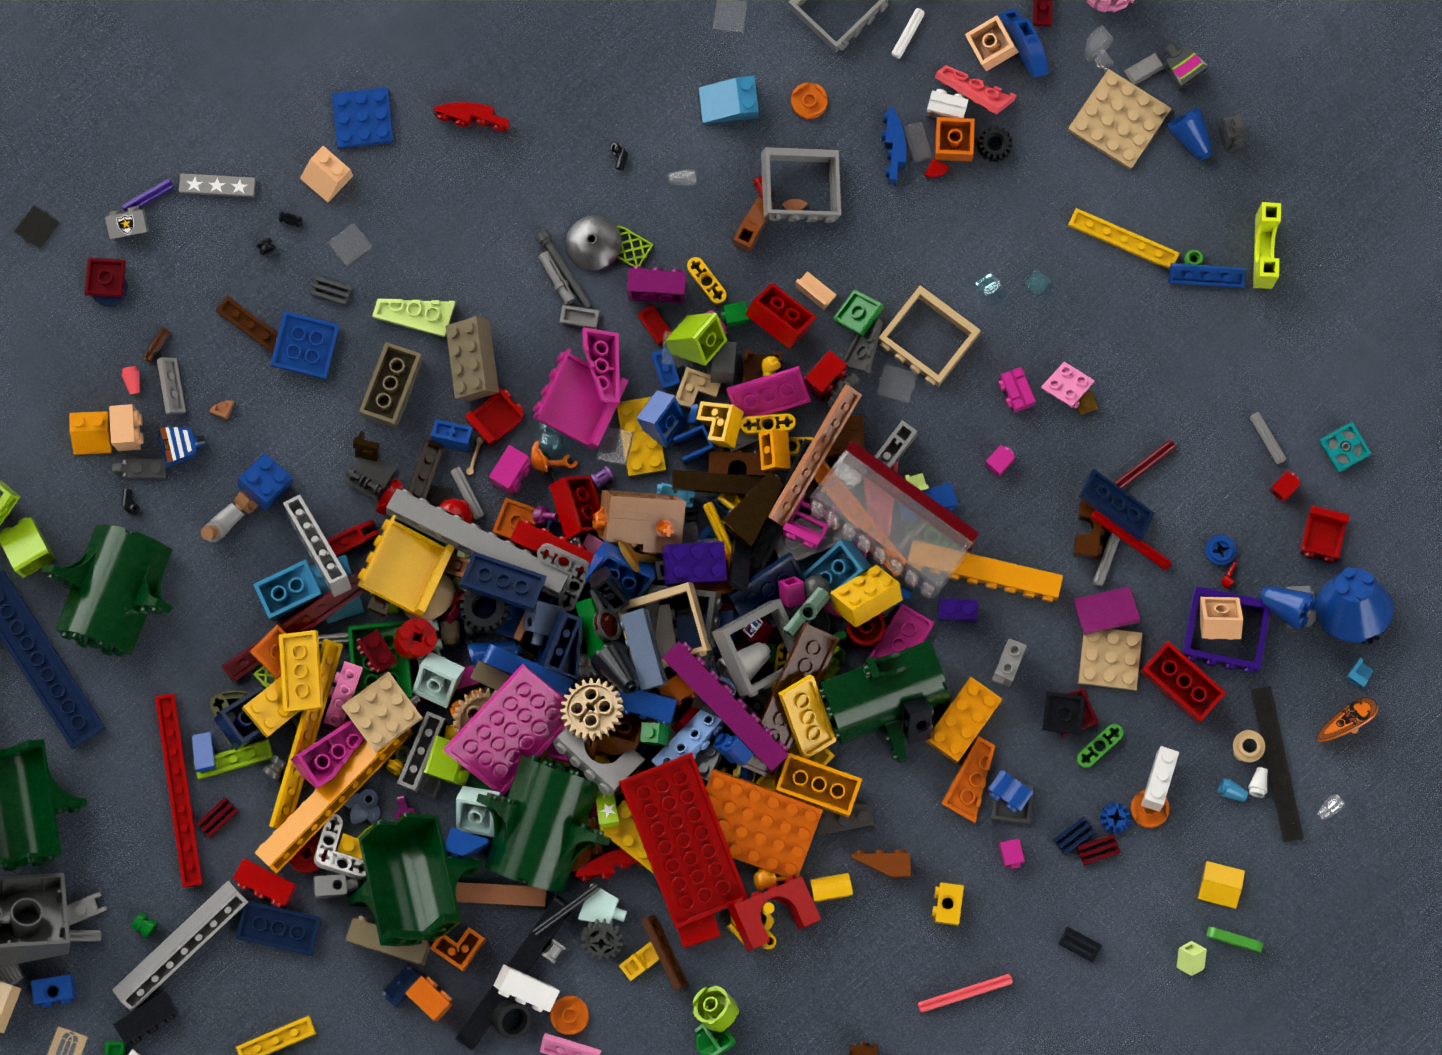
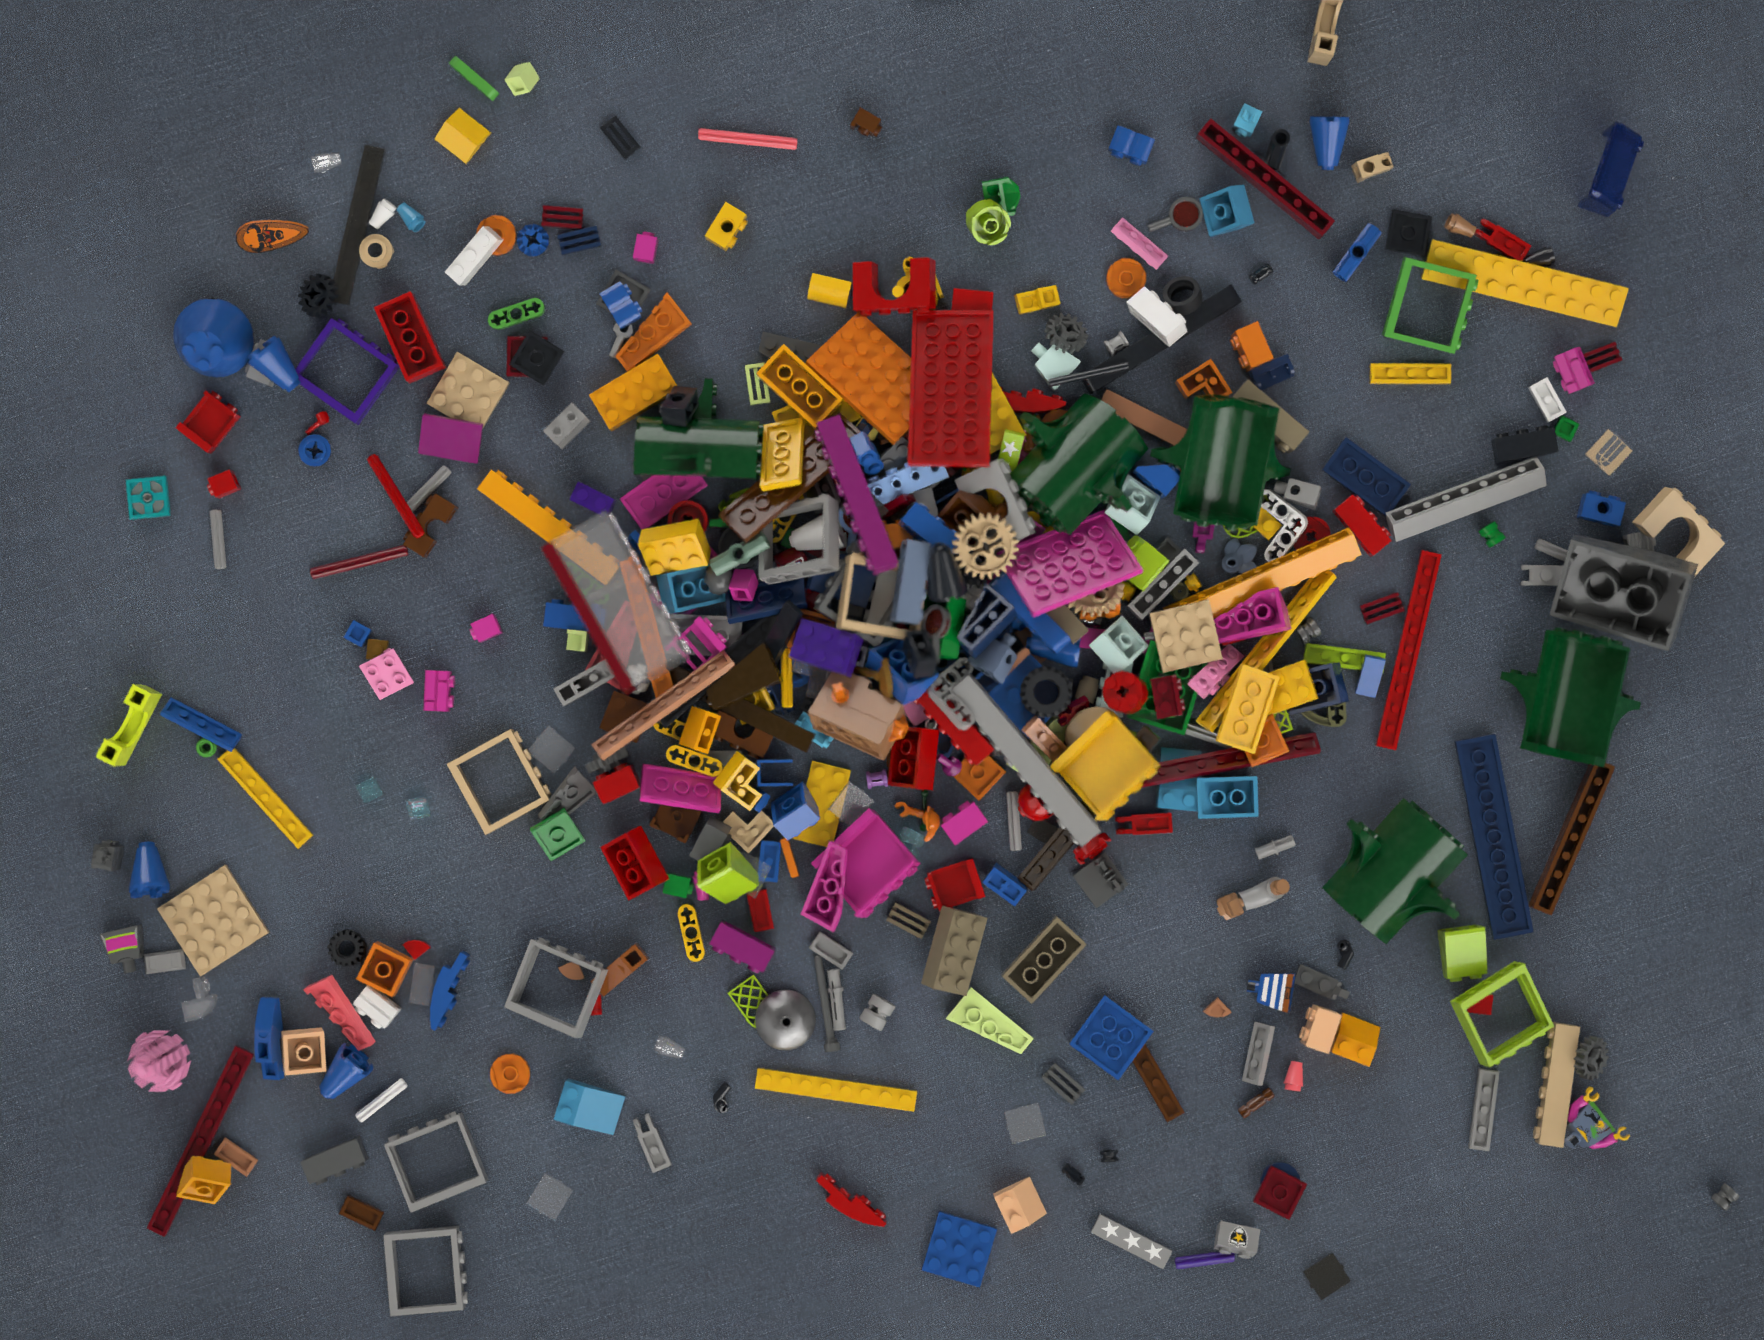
camera: 160 degrees left, 10 degrees up
(228, 567) = (1275, 847): none -> light grey axle
(265, 482) = (1206, 915): blue brick -> none
(317, 546) = (1182, 826): light grey brick -> none
(366, 449) = (1095, 906): dark brown bracket -> none
(470, 471) = (980, 868): tan hinge -> none
(503, 581) = (1018, 707): dark blue plate -> none
(517, 278) = (875, 1018): none -> light grey wheel
(525, 203) = (835, 1089): none -> yellow plate
(527, 370) = (923, 928): none -> dark tan tile
(646, 375) = (789, 856): none -> orange tile
(654, 734) = (935, 498): green brick -> none
(661, 92) = (652, 1145): none -> light grey hinge
(664, 952) = (1012, 296): reddish brown tile -> none
(765, 878) = (887, 324): light orange piece -> none
(770, 365) = (667, 816): yellow piece -> none
(815, 290) = (589, 876): light nougat panel -> none
(850, 762) = (760, 400): none -> yellowish green tile
(888, 864) = (763, 286): dark orange slope -> none
(948, 43) = (345, 1071): none -> blue cone
(998, 762) = (619, 339): none -> light grey bar
(1109, 409) = (357, 633): none -> blue plate
(1116, 504) = (394, 534): dark blue tile -> none
(1221, 618) = (345, 380): light nougat slope -> none
(1280, 694) = (318, 295): none -> black gear
(1359, 674) = (239, 274): dark azure panel -> none

